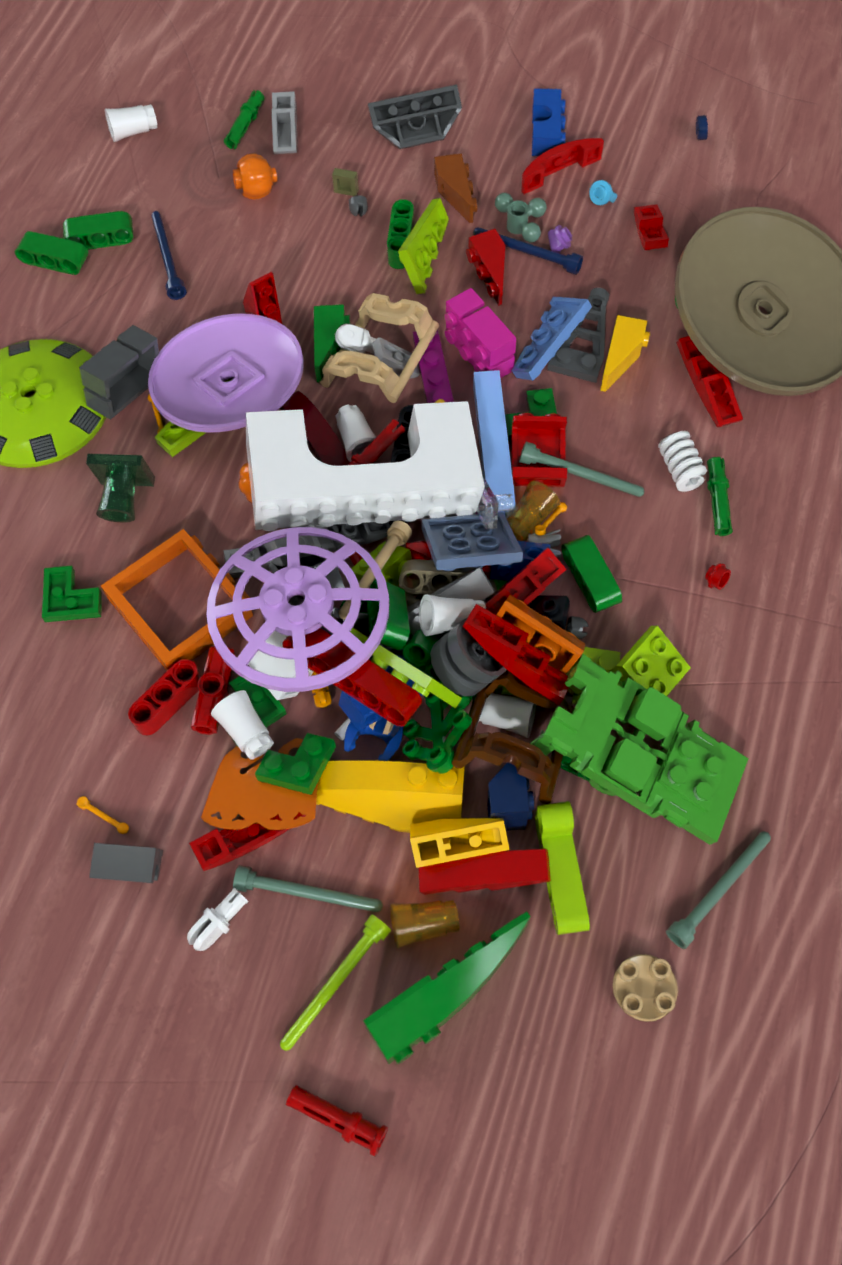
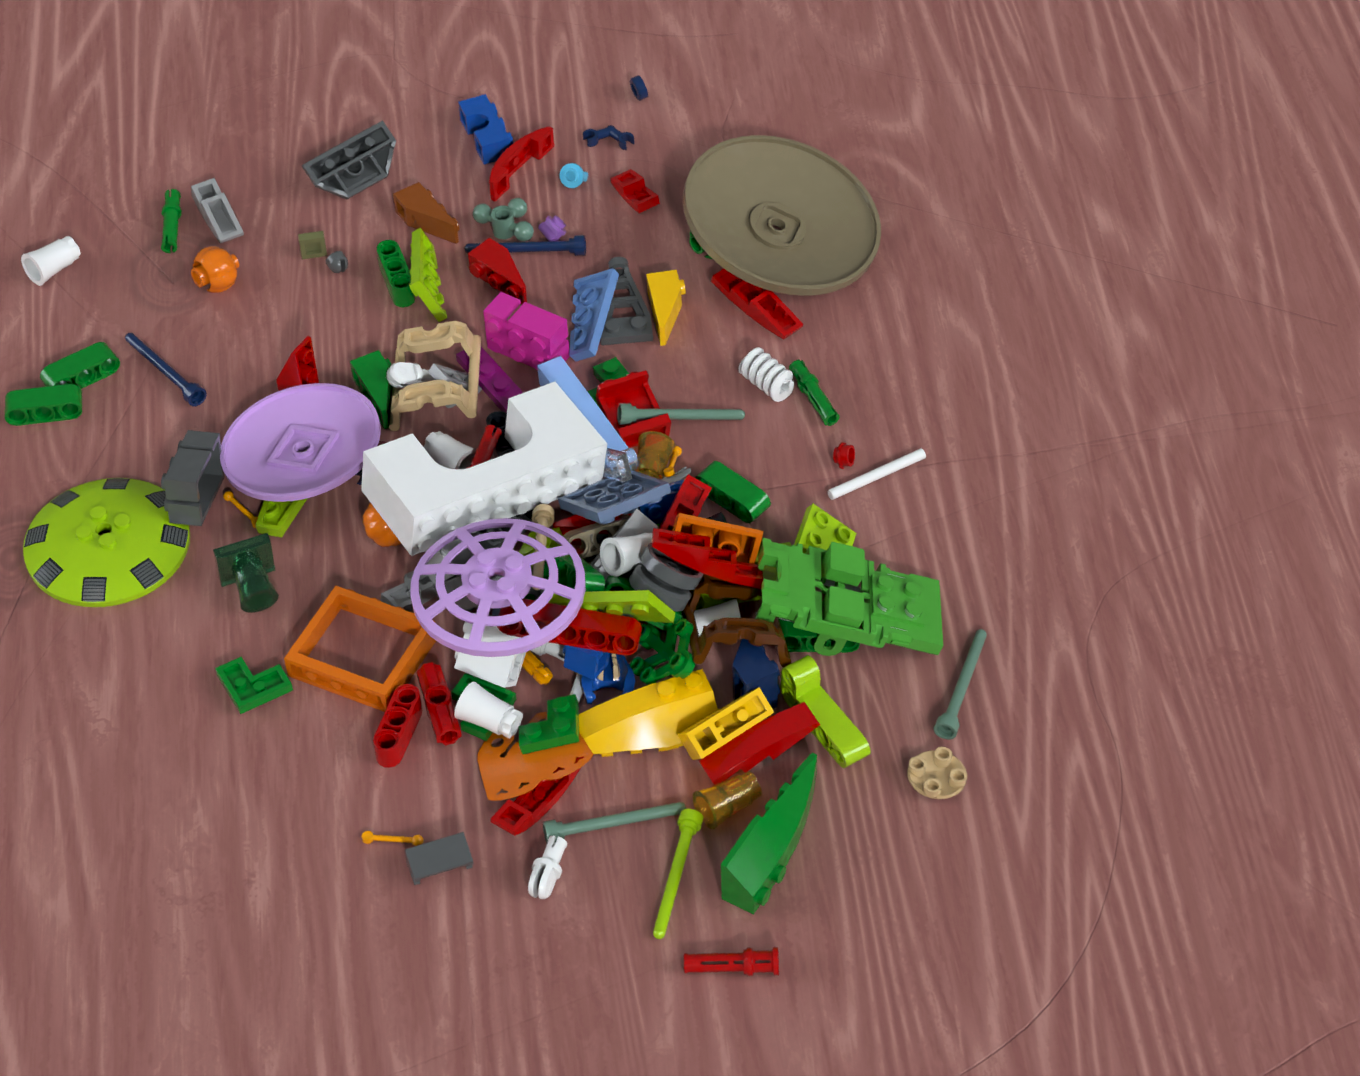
camera: 25 degrees left, 15 degrees down
(639, 161) = (610, 131): none -> dark blue arm
(741, 608) = (876, 474): none -> white bar

